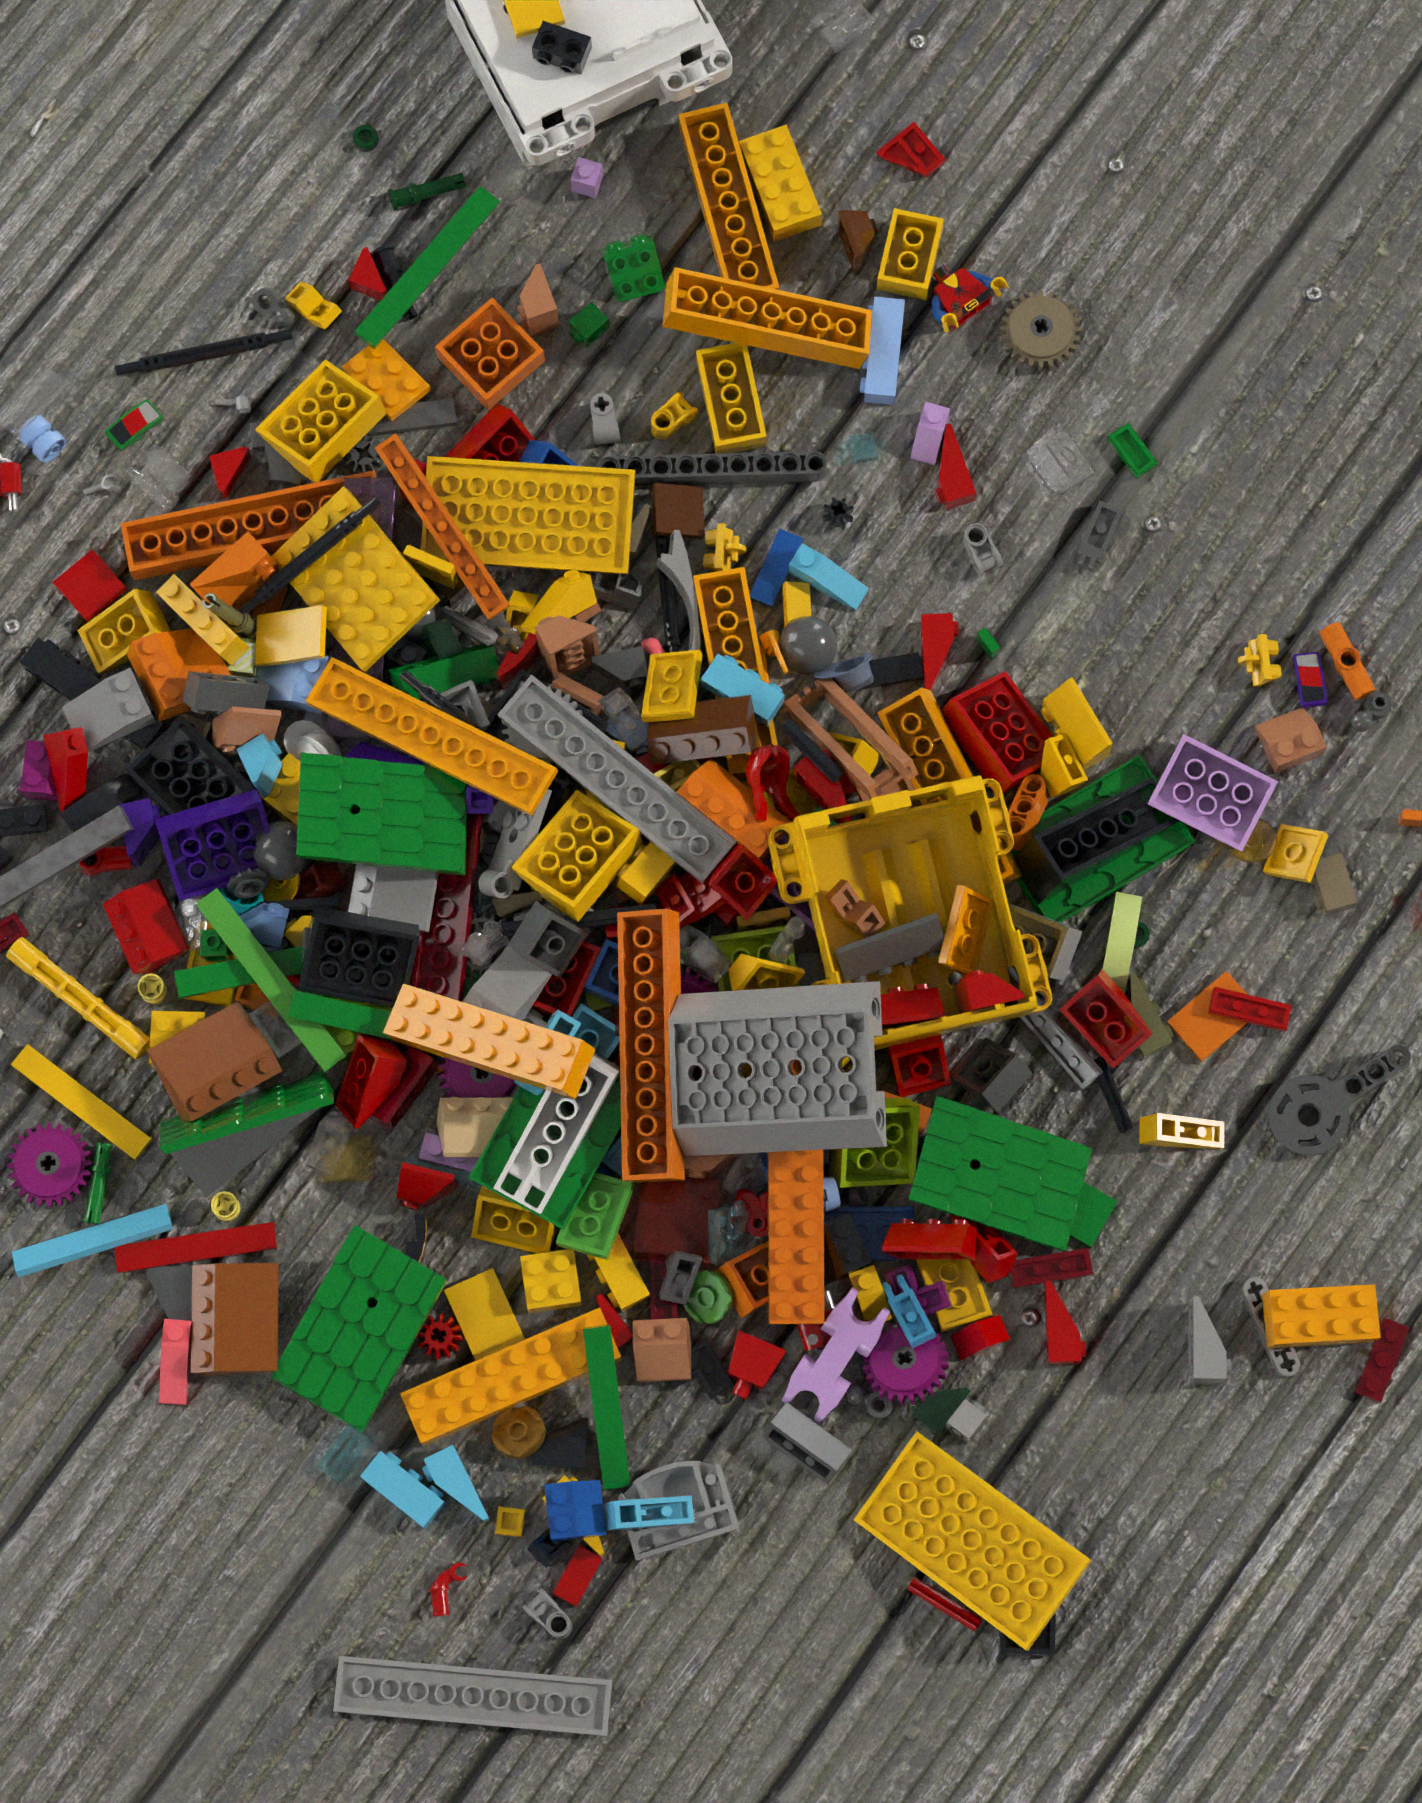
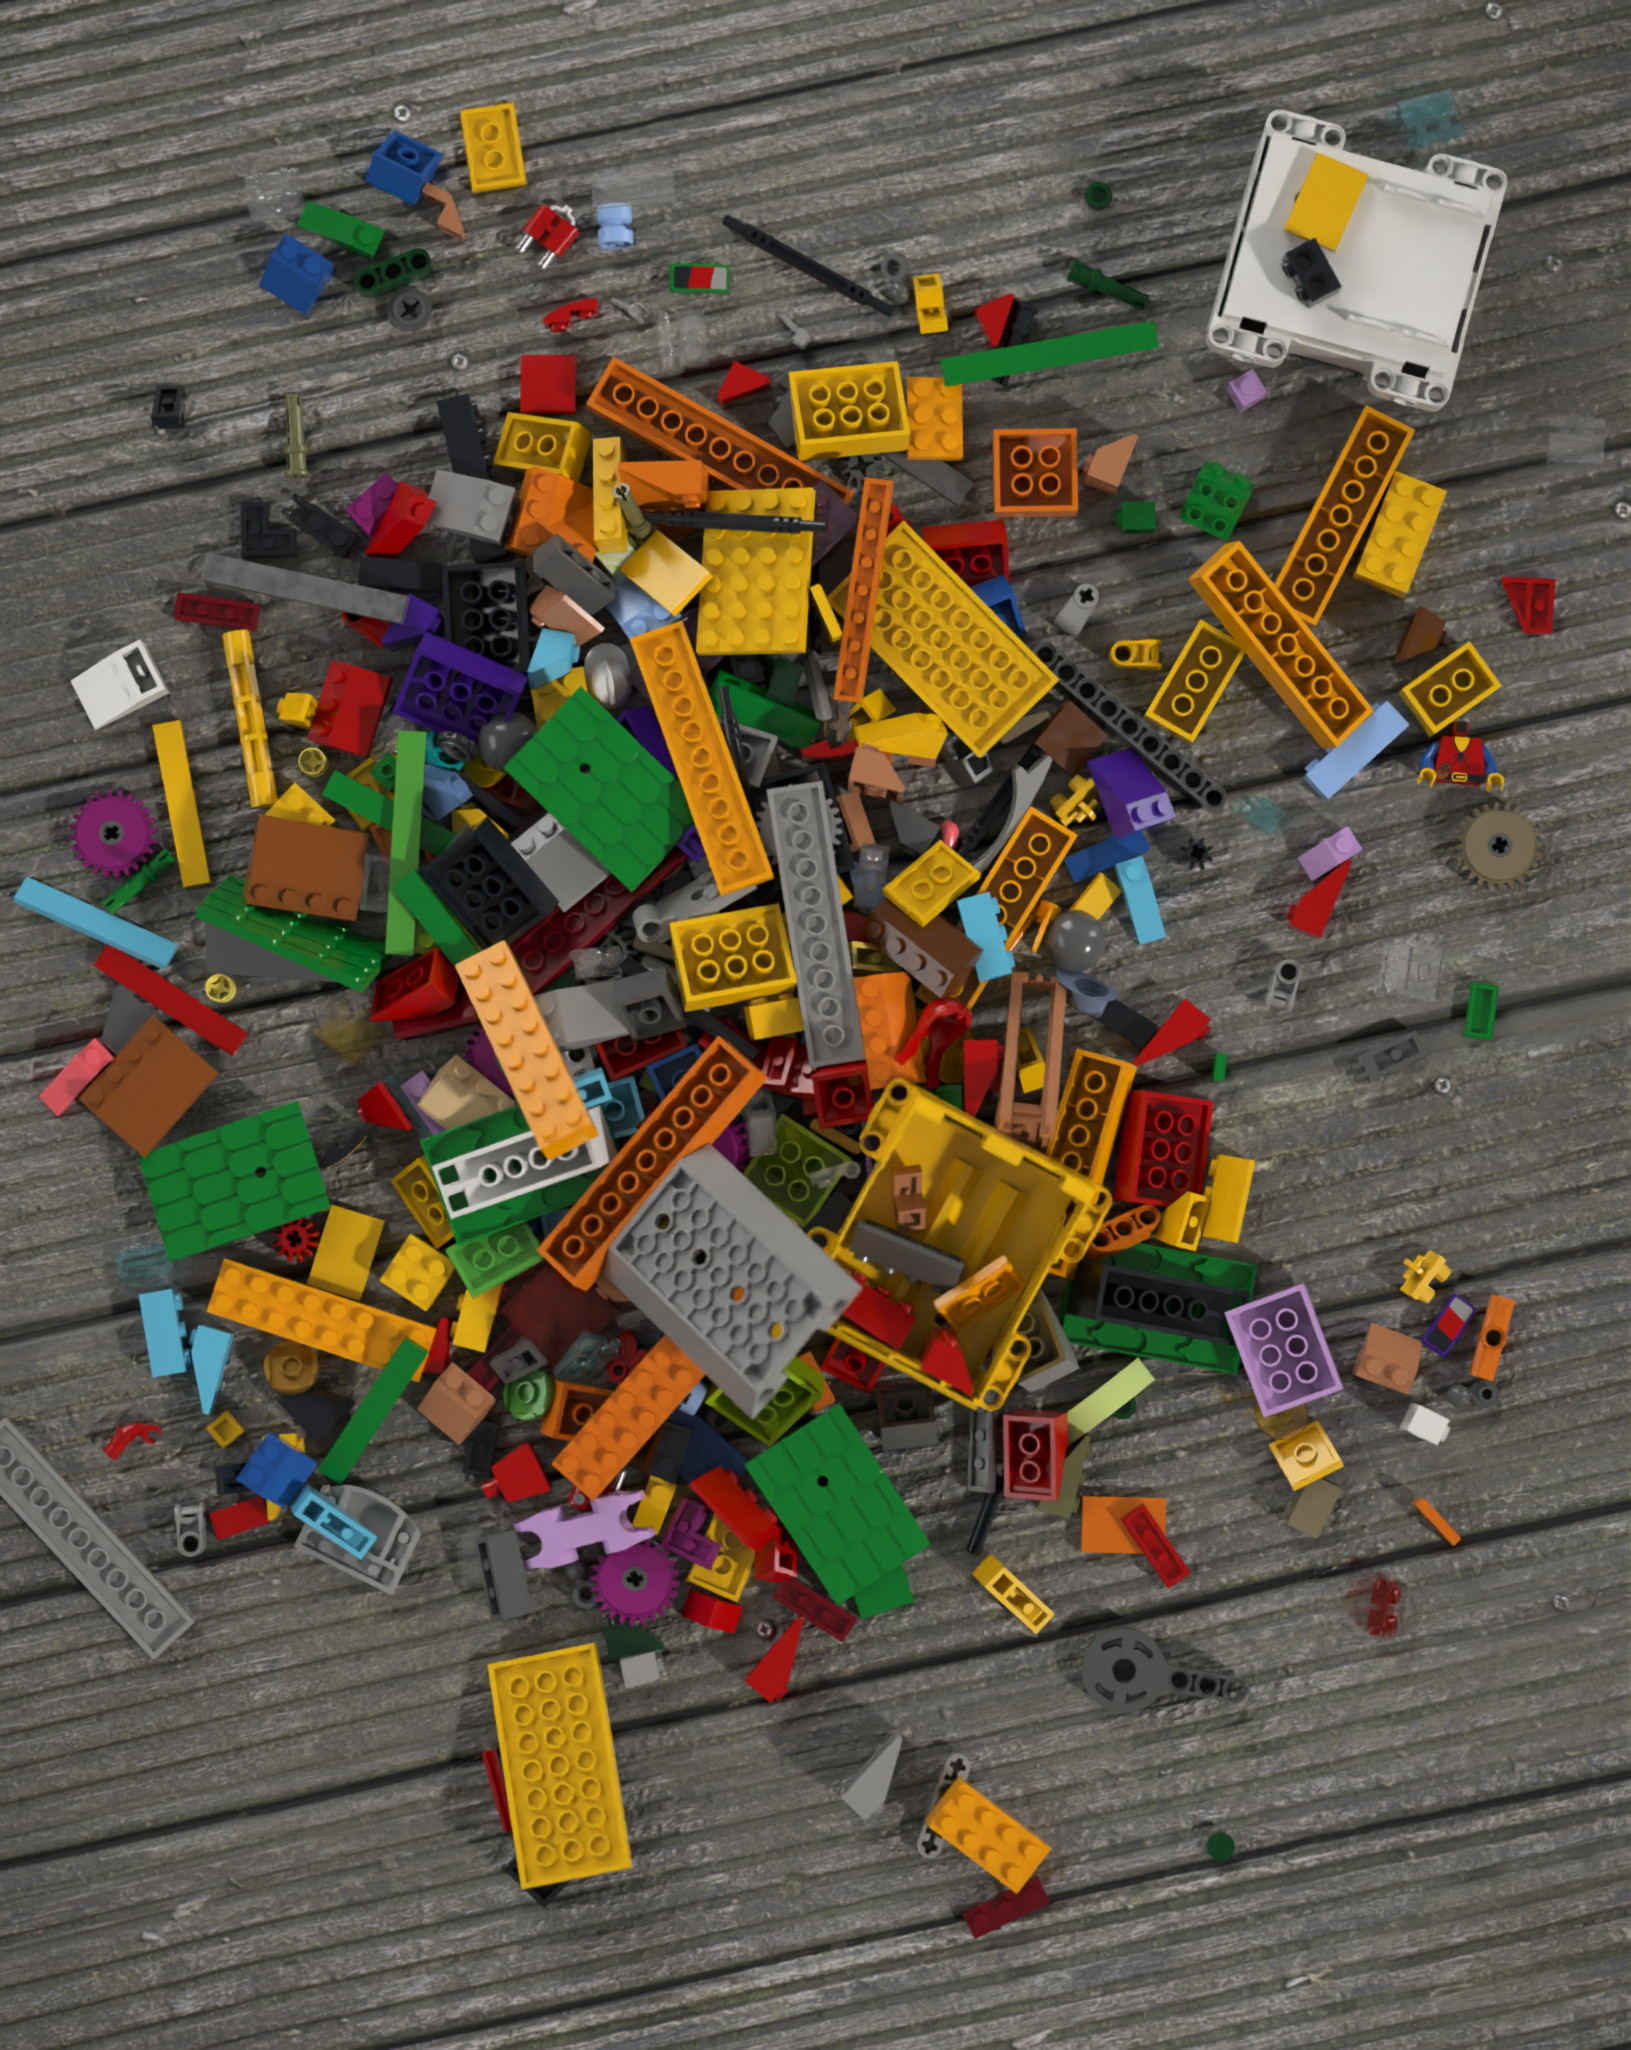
camera: 35 degrees right, 10 degrees up
(59, 531) = (561, 318): none -> red slope
(108, 959) = (297, 710): none -> yellow slope
(755, 510) = (1130, 793): none -> dark purple slope
(759, 973) = (789, 1186): yellow slope -> none
(811, 751) = (988, 1043): black axle -> none
(909, 1313) = (669, 1548): dark azure hinge -> none
(1357, 757) = (1425, 1424): none -> white brick

